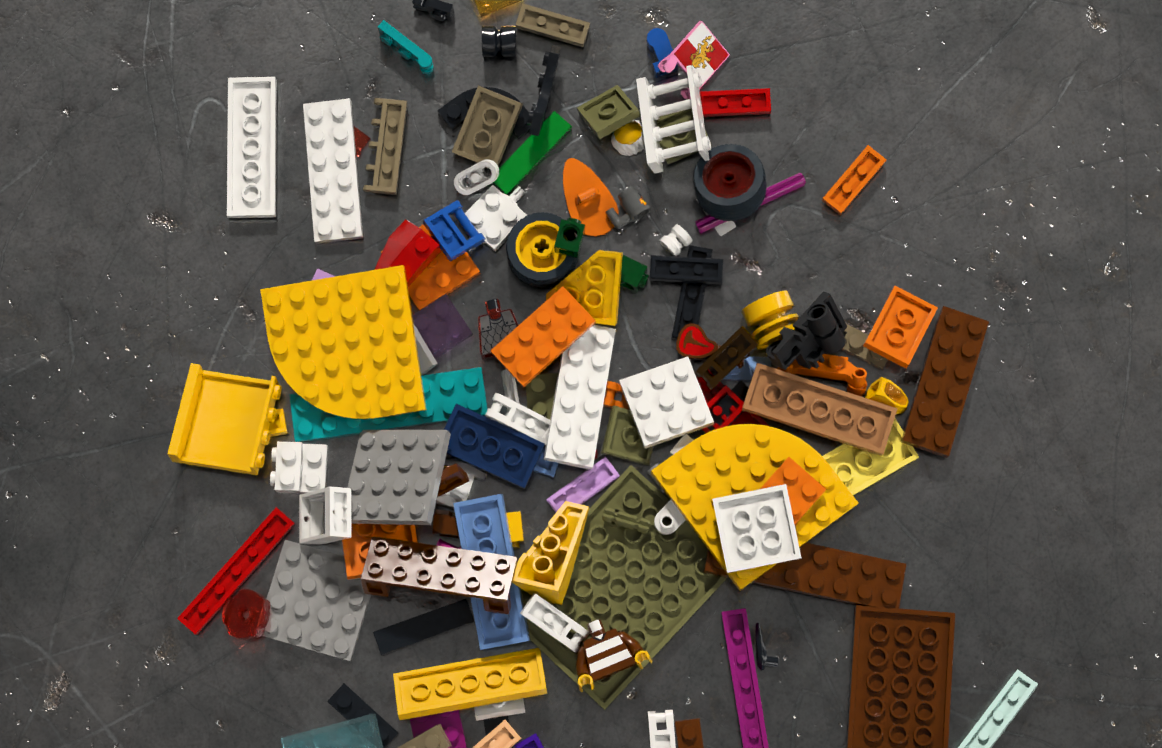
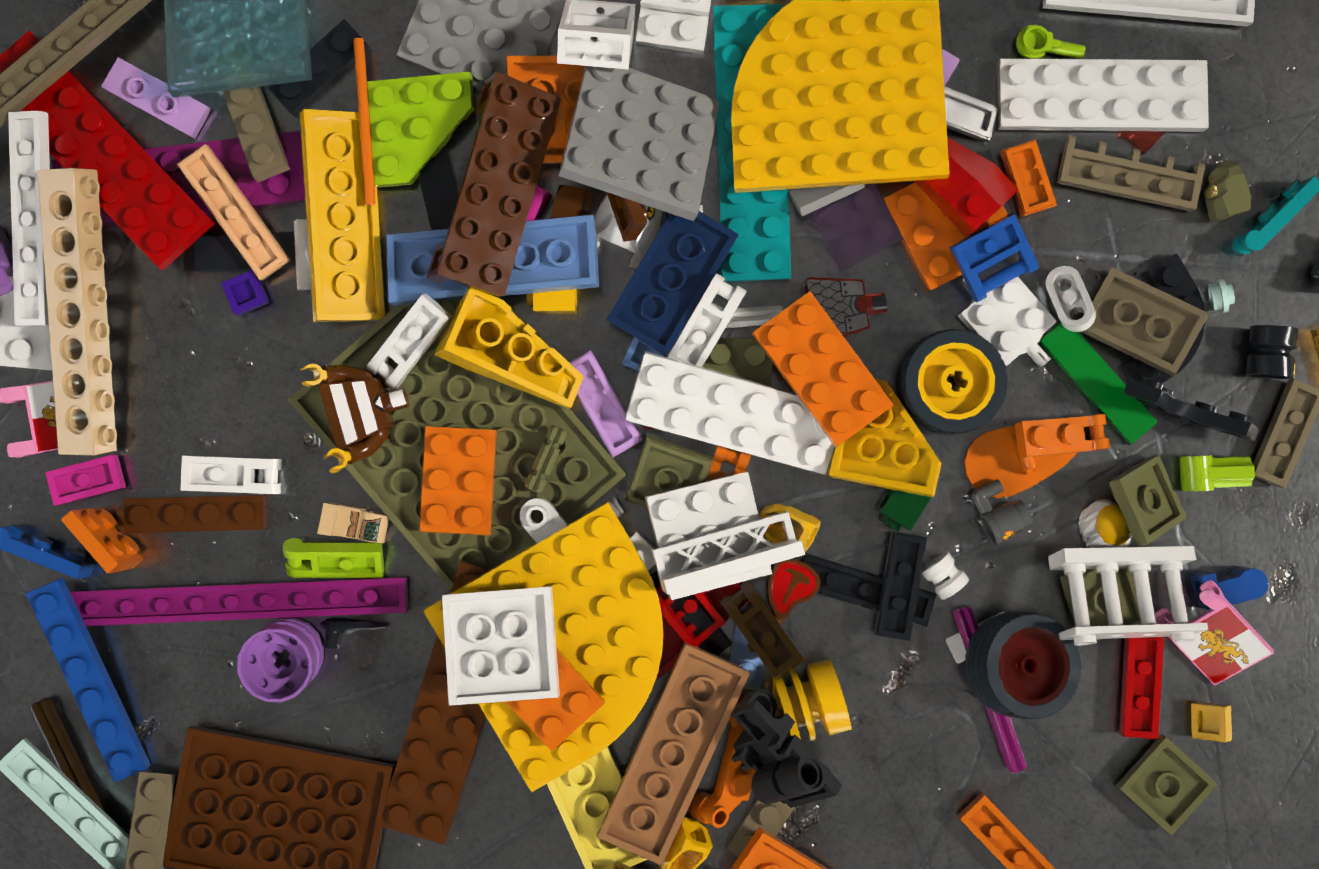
camera: 95 degrees right, 10 degrees up
(301, 219) = (1036, 41): none -> lime plate
(356, 257) = (969, 115): none -> tile
(392, 81) = (1227, 192): none -> olive rock
(394, 213) = (1028, 174): none -> orange plate
(397, 641) = (414, 122): none -> lime plate
(400, 676) = (364, 122): none -> orange axle
(463, 78) = (1221, 295): none -> light aqua plate
(565, 247) = (948, 422): dark green brick -> none
(571, 173) = (1061, 436): none -> orange plate
(585, 75) = (1207, 473): none -> lime piece
(648, 580) = (458, 480): none -> orange plate
(654, 349) = (804, 525): none -> yellow rock
(684, 381) = (731, 565): none -> white fence
(687, 653) = (353, 522): none -> tan leg
(714, 664) = (333, 559): none -> lime plate
(754, 54) = (1211, 721): none -> yellow plate
(800, 79) = (1167, 784): none -> olive plate
(802, 685) = (261, 664): none -> medium lavender wheel

